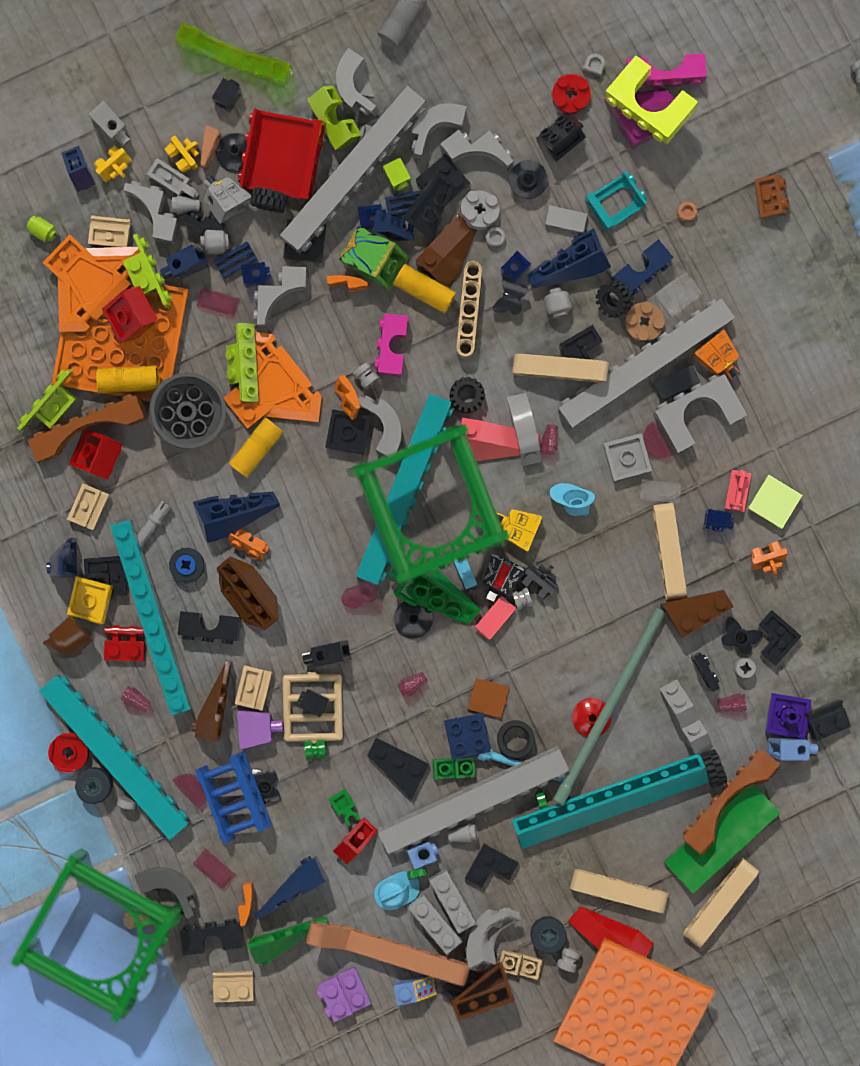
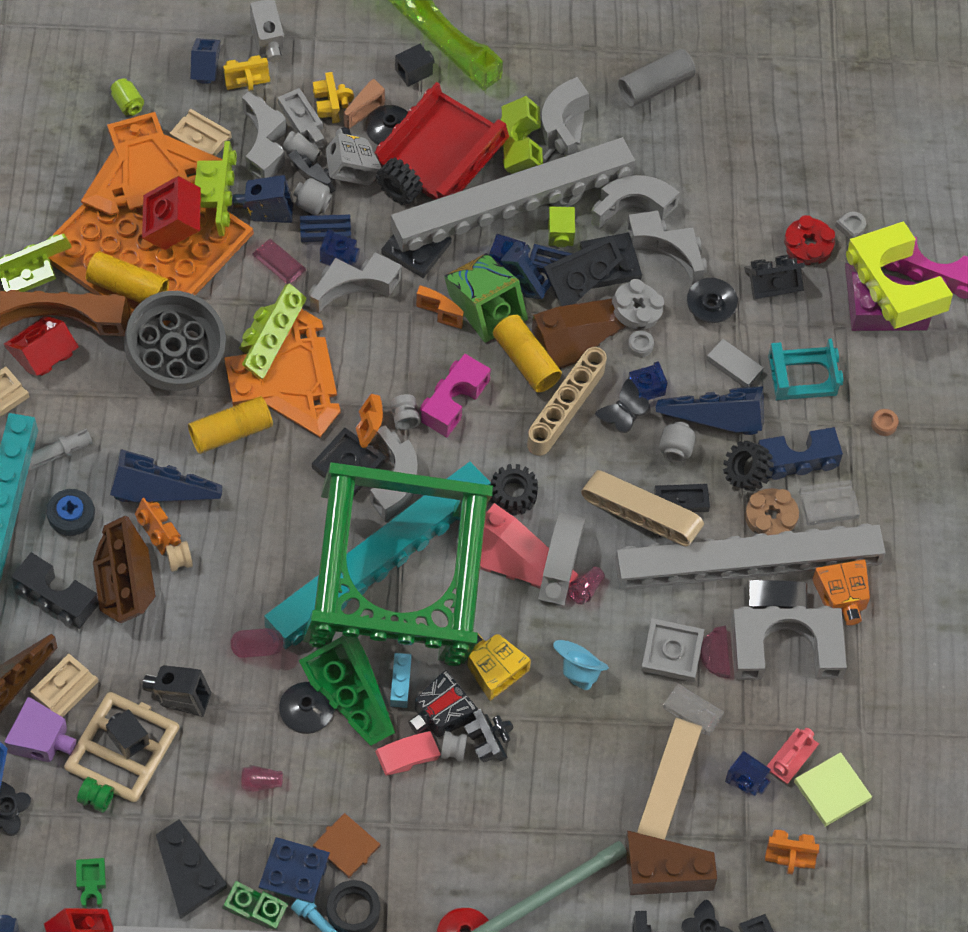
camera: 20 degrees right, 25 degrees down
(275, 559) = (179, 556): none -> tan wheel

